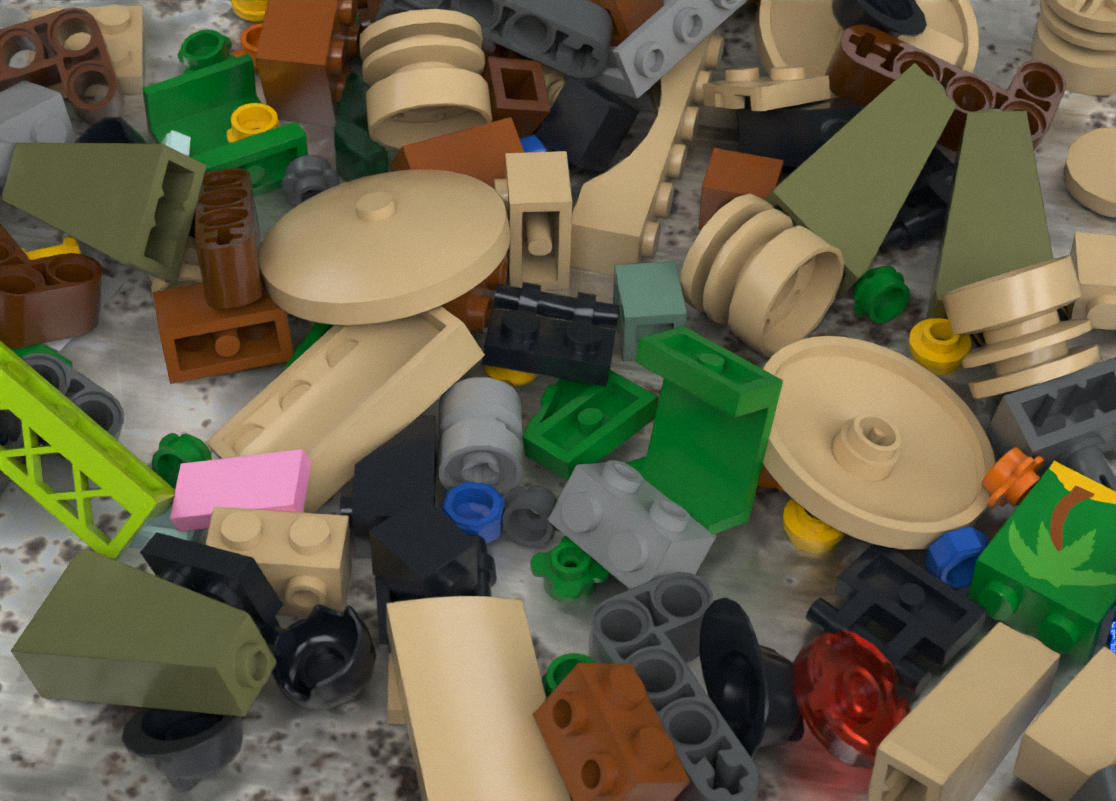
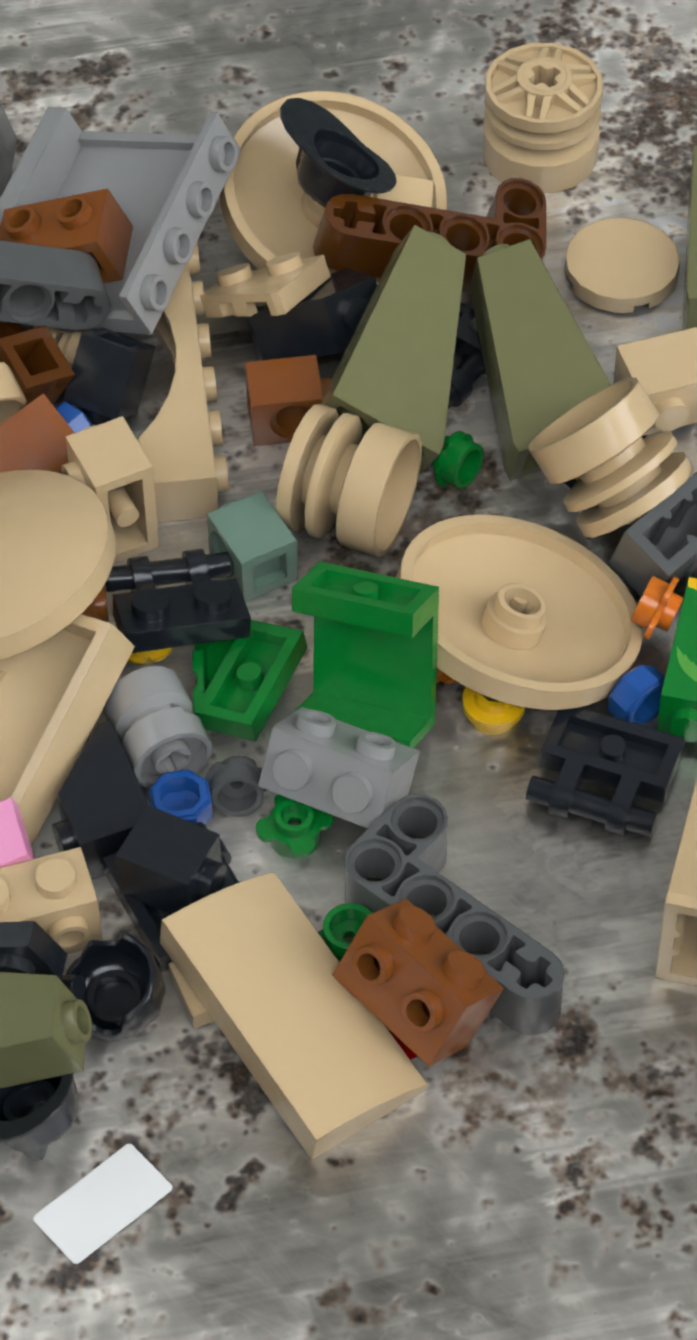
camera: 20 degrees left, 5 degrees up
(747, 680) = (507, 874): black piece -> none
(847, 695) = (604, 862): clear red tile -> none
(936, 346) = (529, 494): yellow plate -> none

